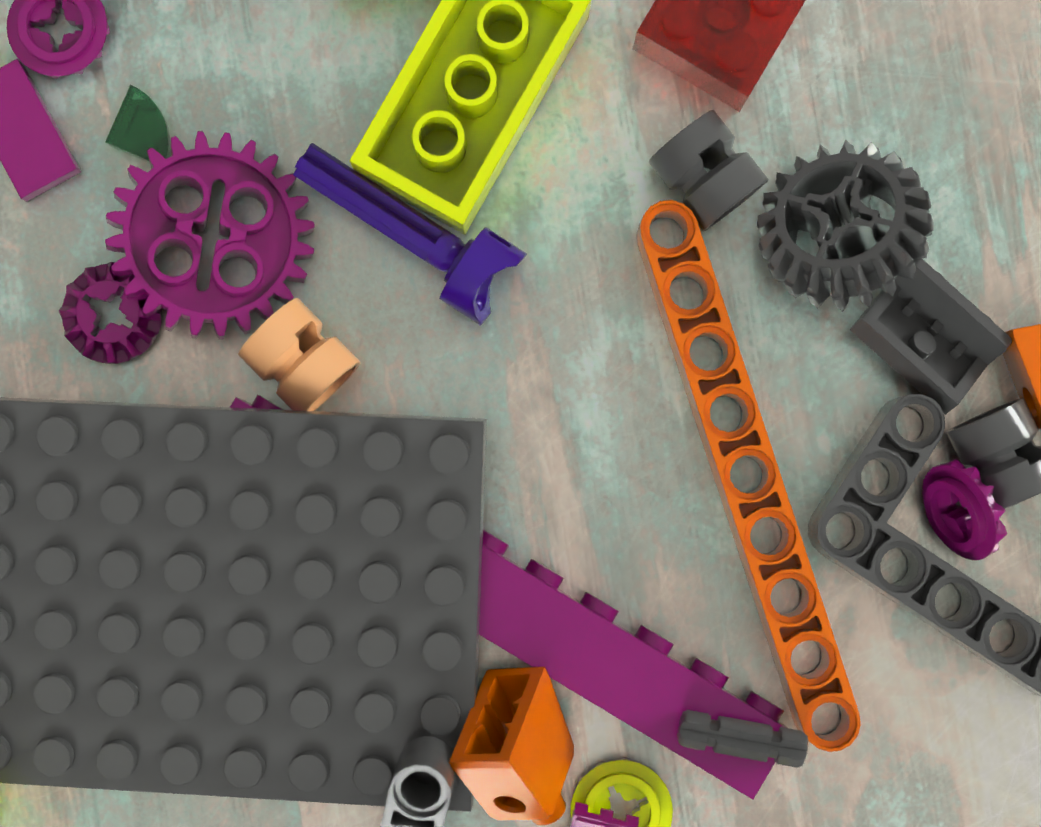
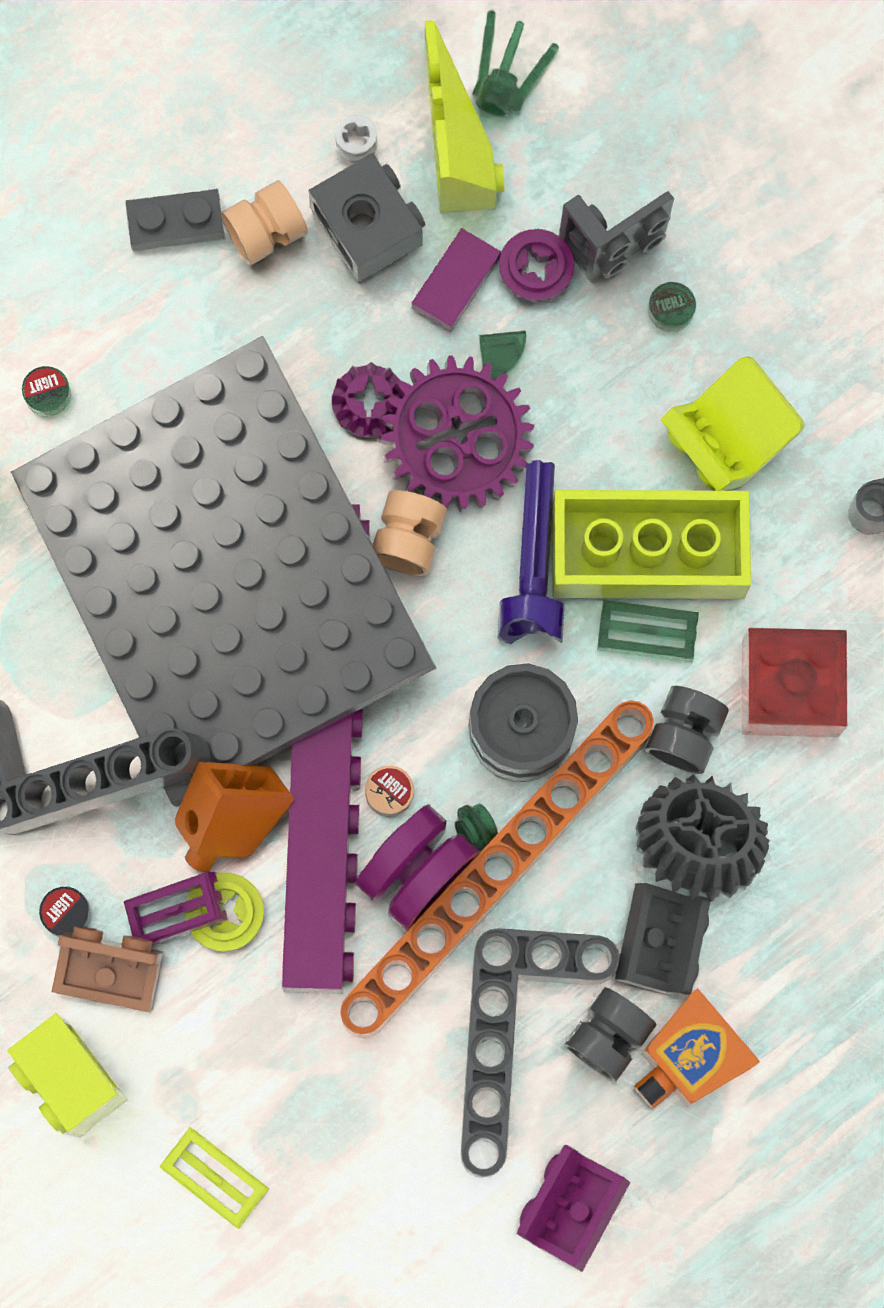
camera: 60 degrees right, 10 degrees down
(585, 546) = (389, 791): none -> tile
(596, 106) = (646, 612): none -> clear green tile
(599, 314) = (517, 751): none -> dark grey wheel
(683, 472) = (476, 825): none -> clear green plate
(710, 567) = (410, 861): none -> magenta wheel
(742, 738) = (319, 954): dark grey axle -> none
(970, 531) = (556, 1025): magenta gear -> none

